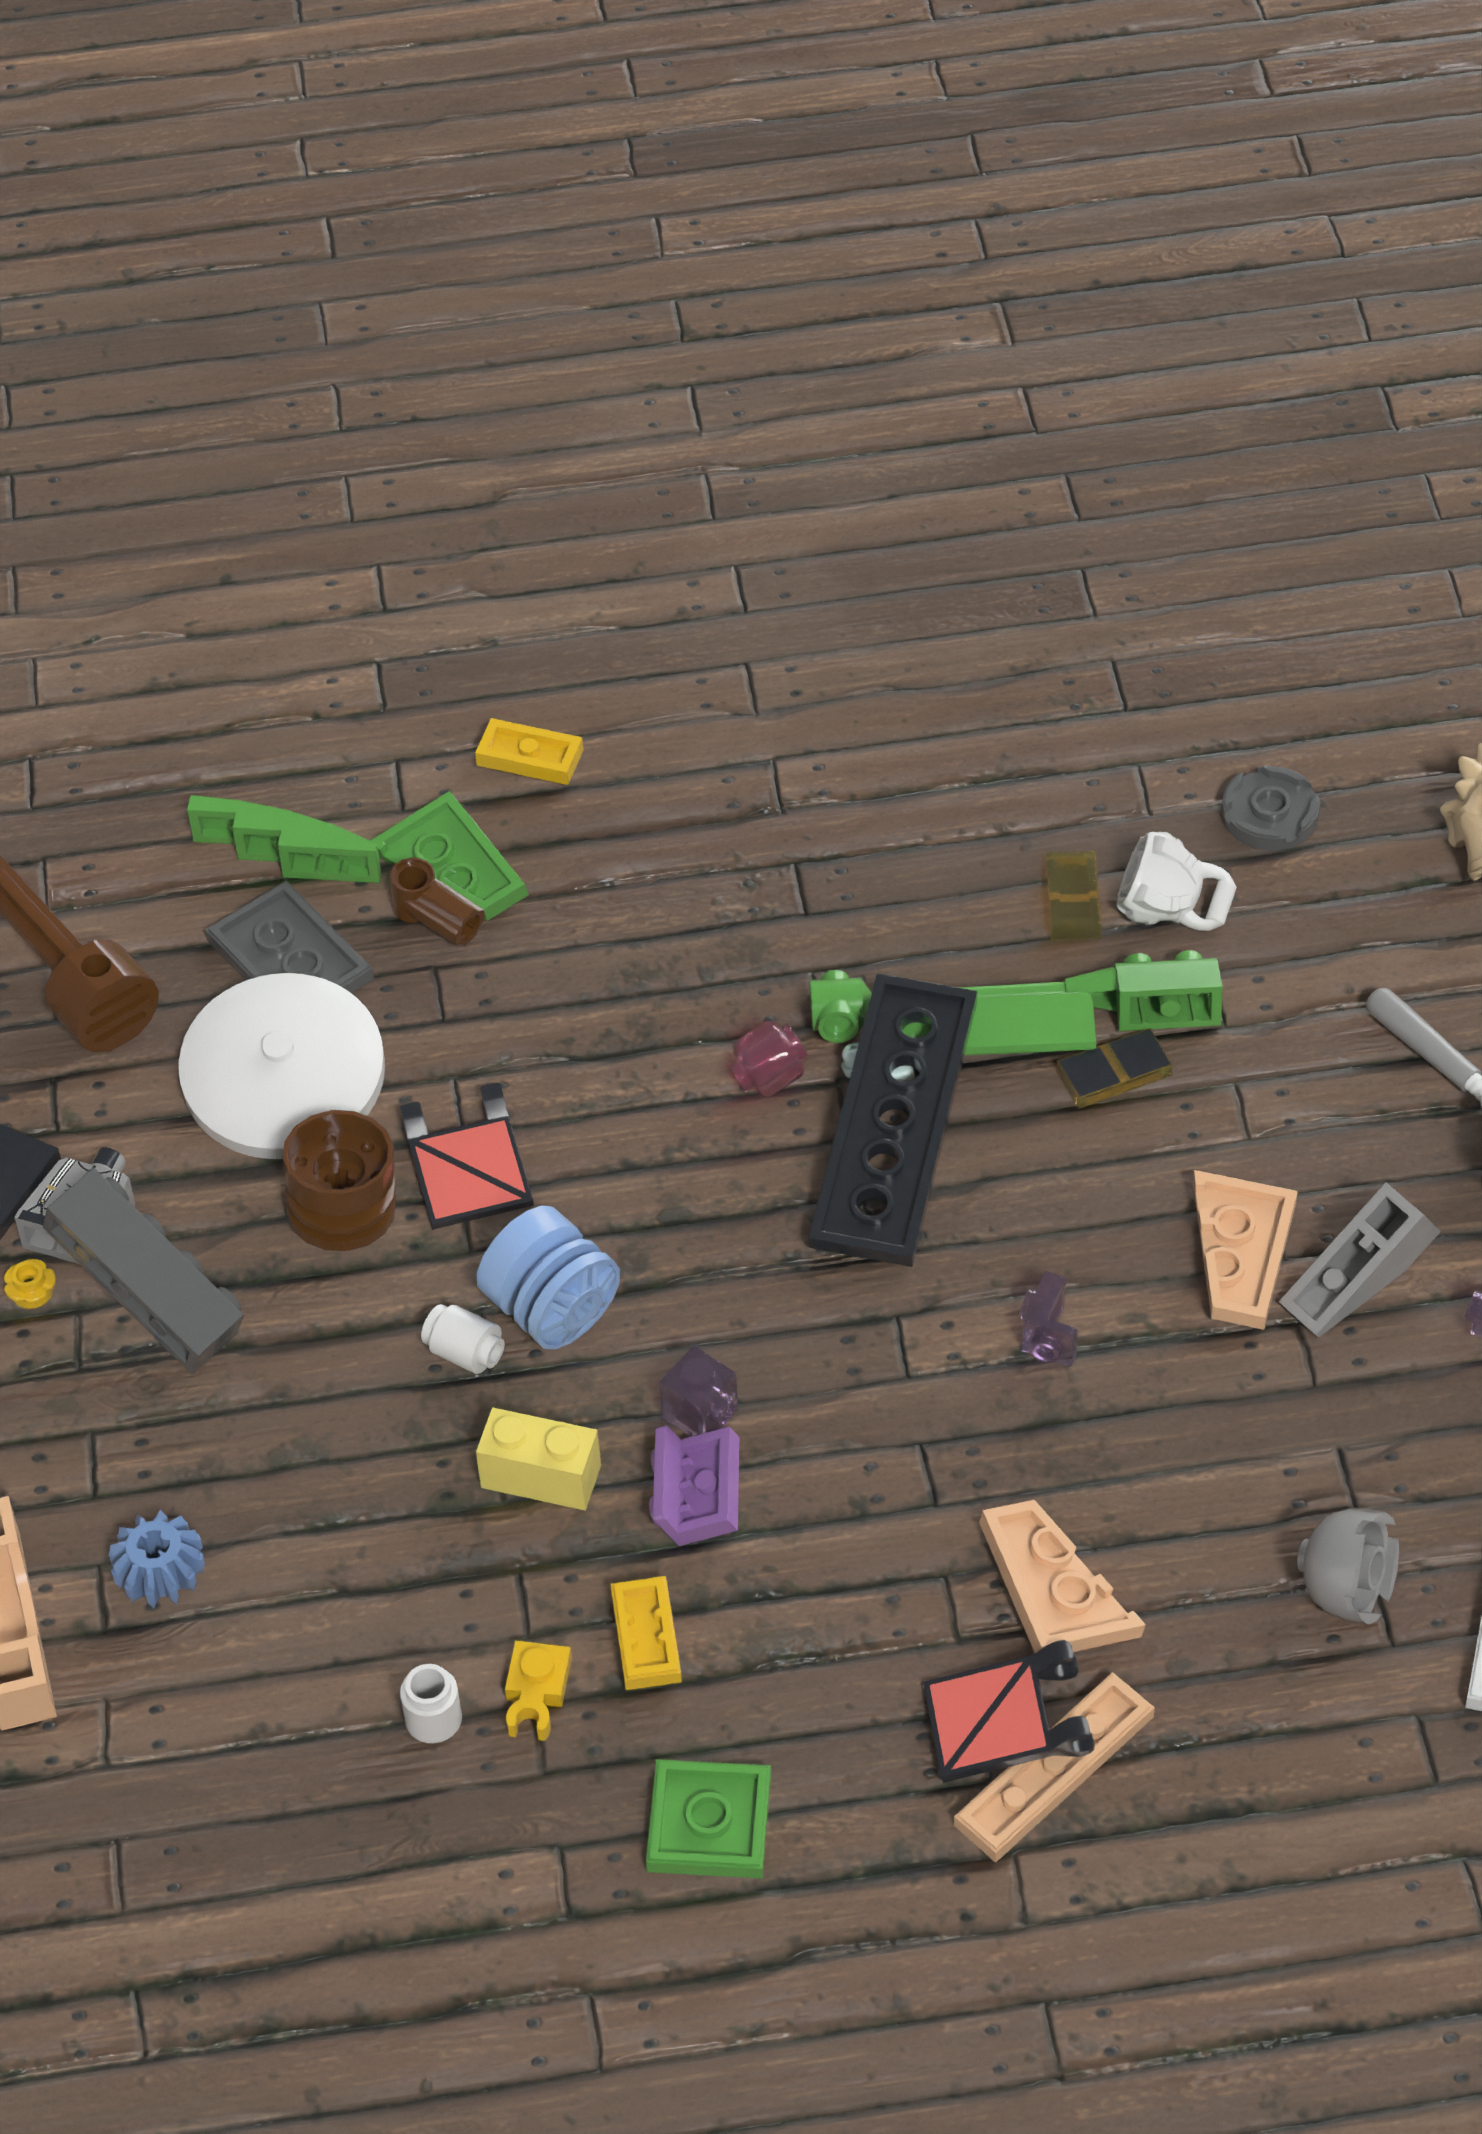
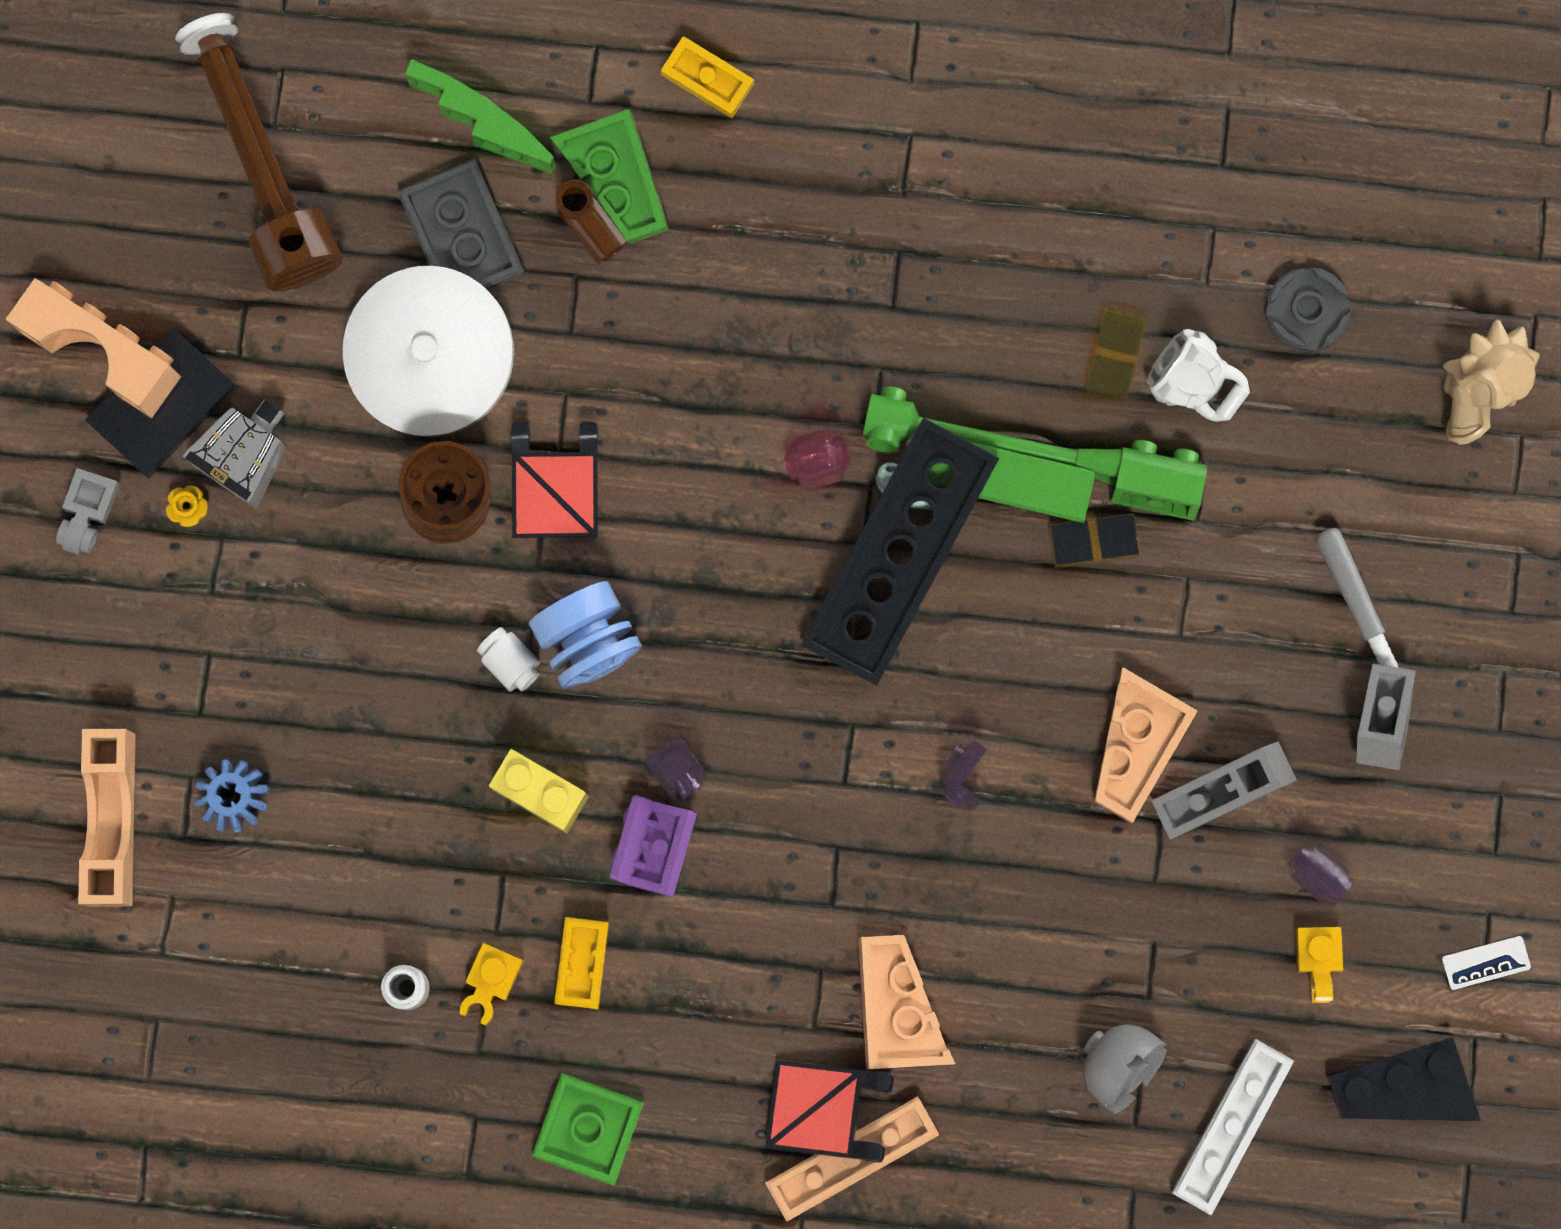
camera: 15 degrees right, 30 degrees up
(143, 1269) = (271, 540): dark grey brick -> none

